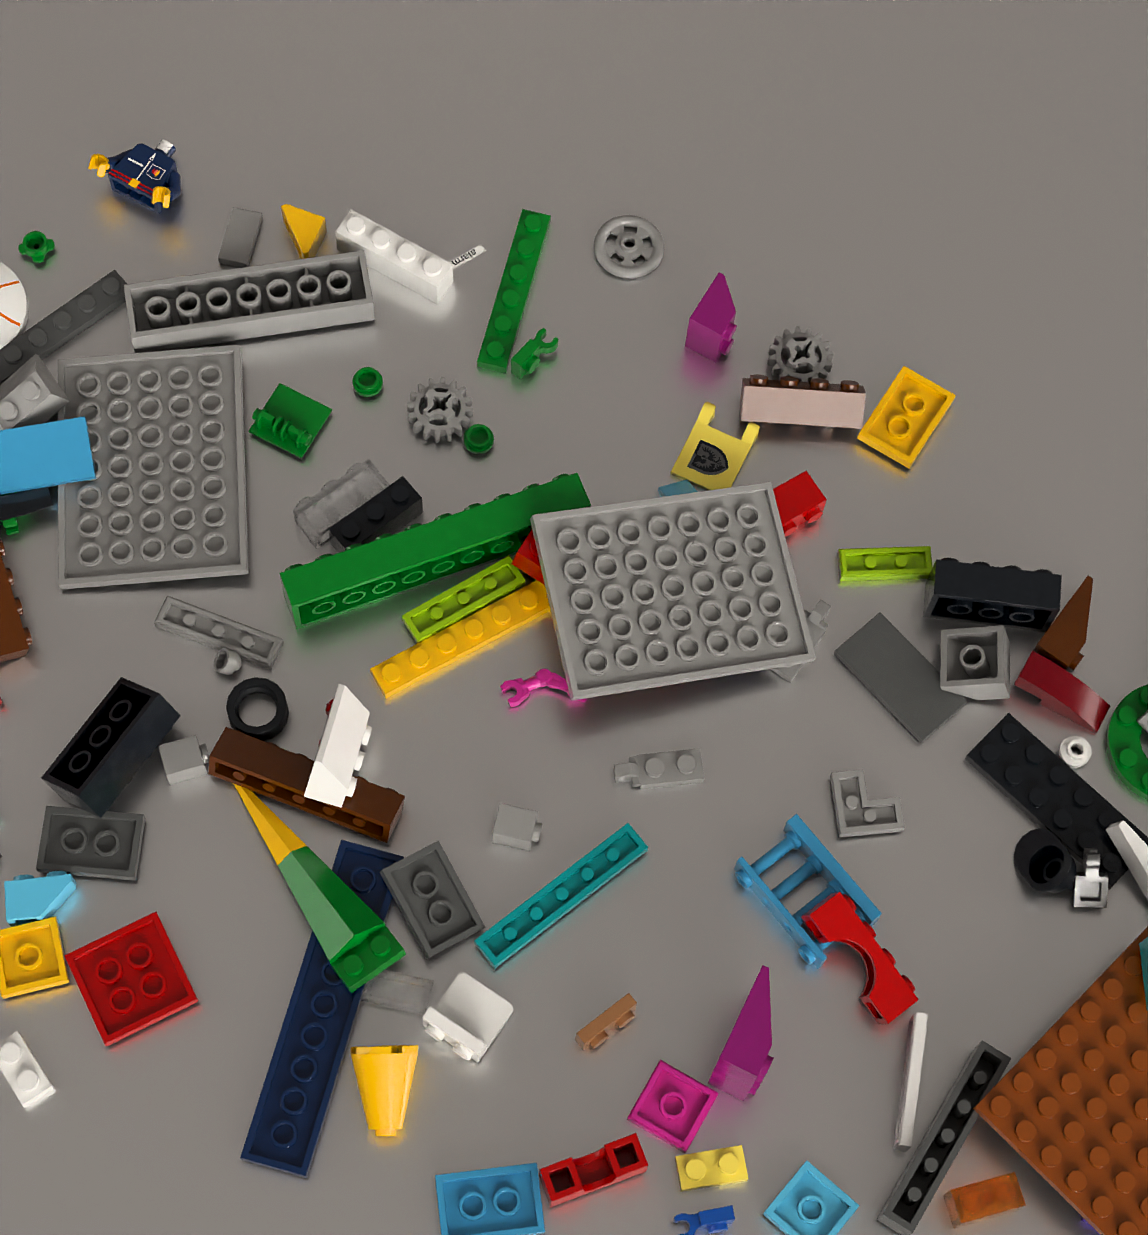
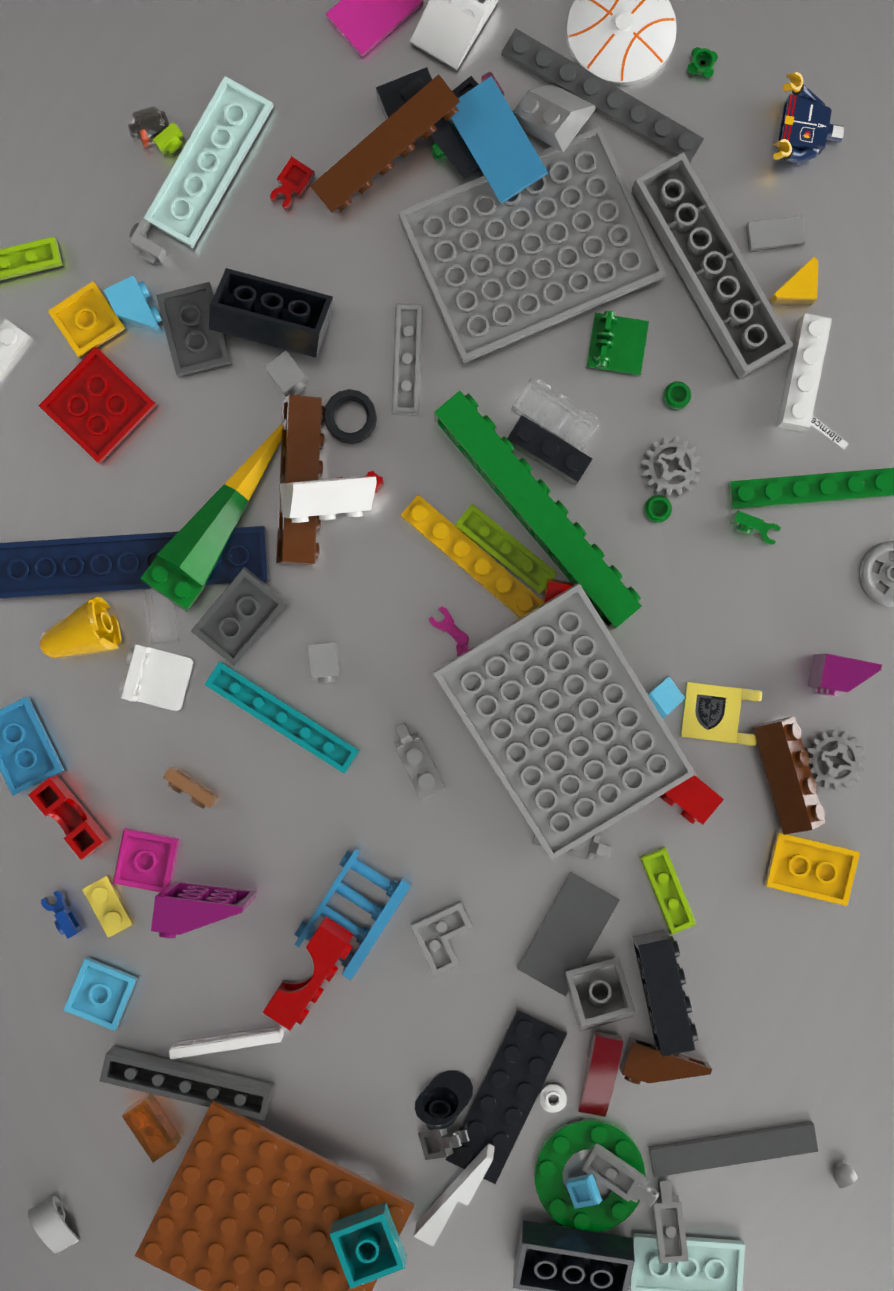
camera: 75 degrees right, 20 degrees up
(227, 661) = (382, 376): light grey hinge -> none

